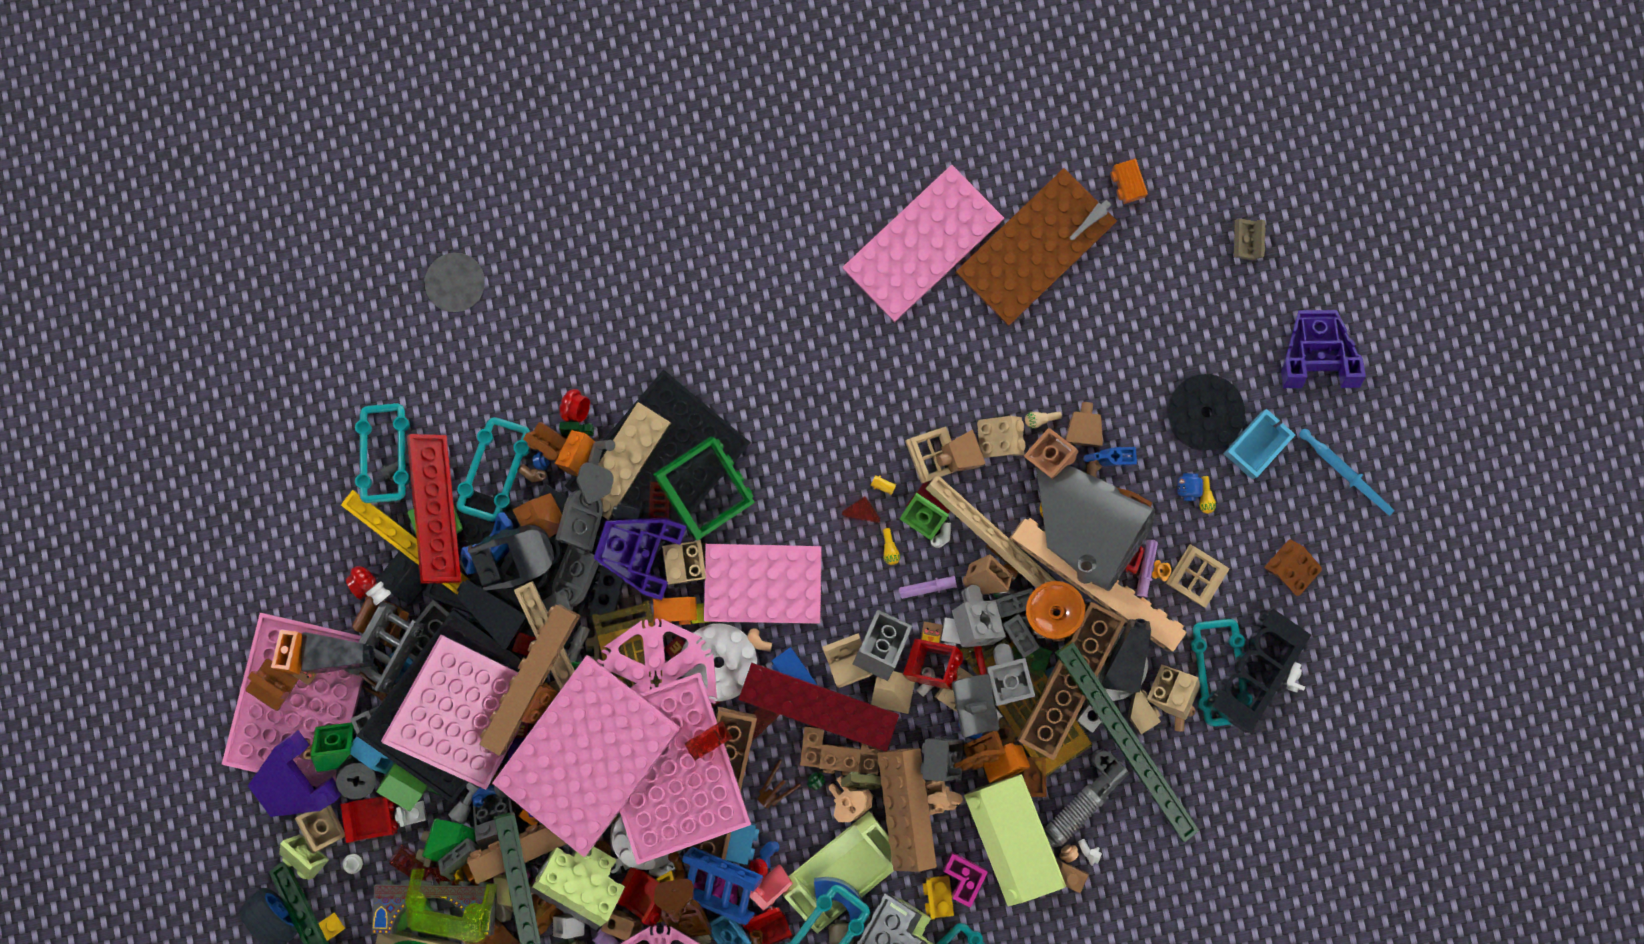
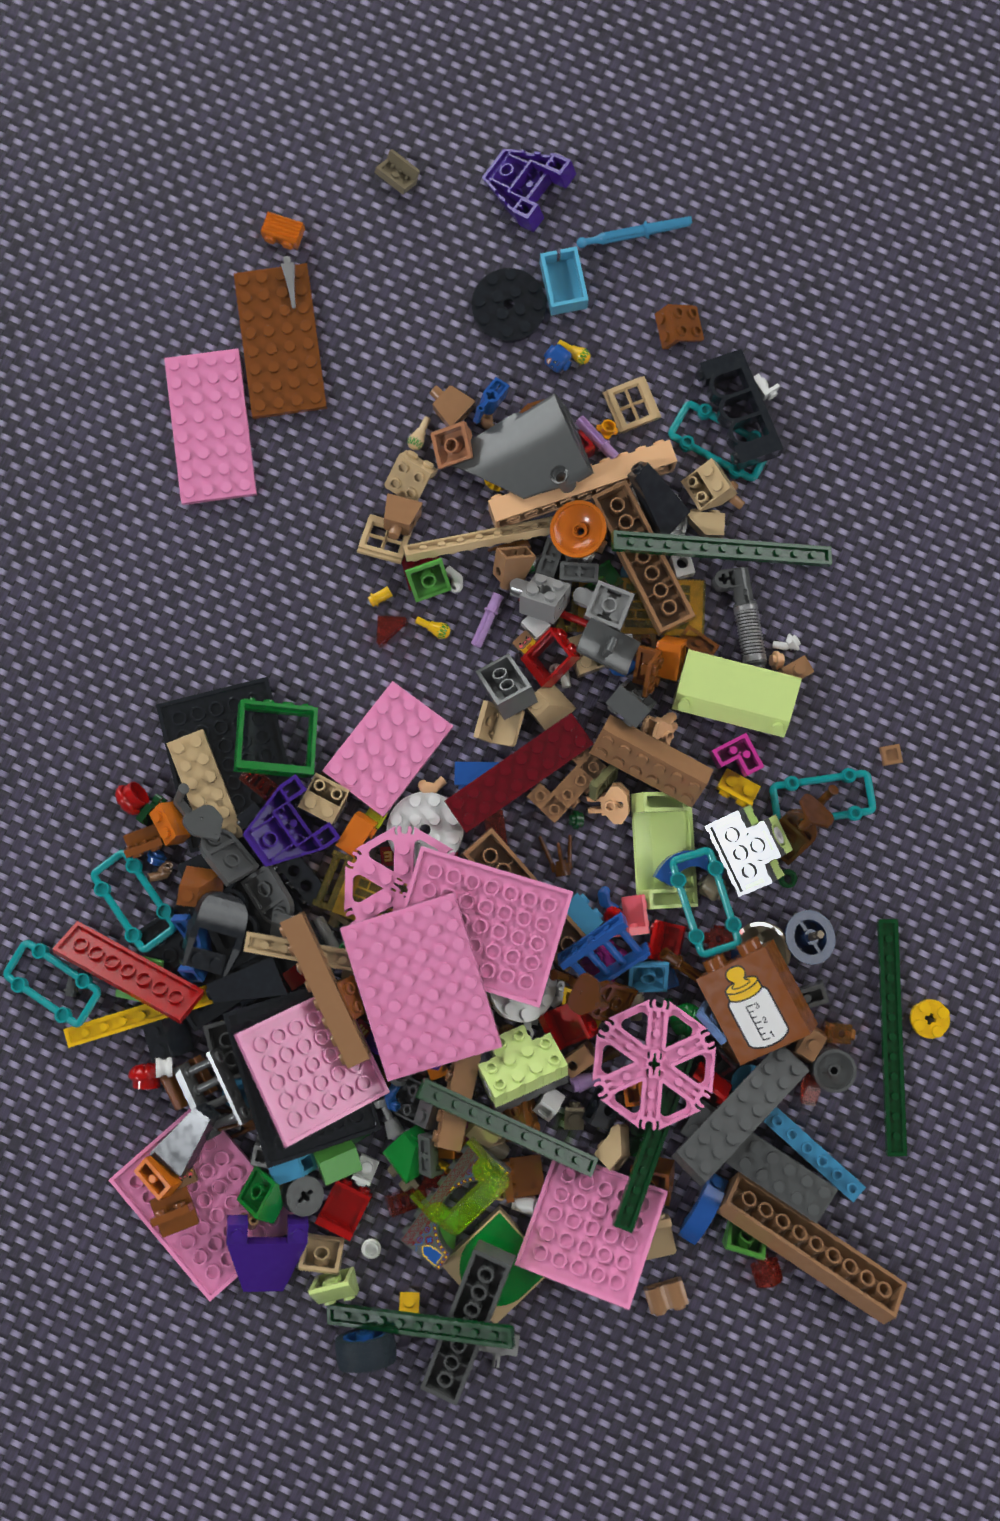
camera: 60 degrees left, 0 degrees up
(708, 741) = (481, 876): clear red brick -> none

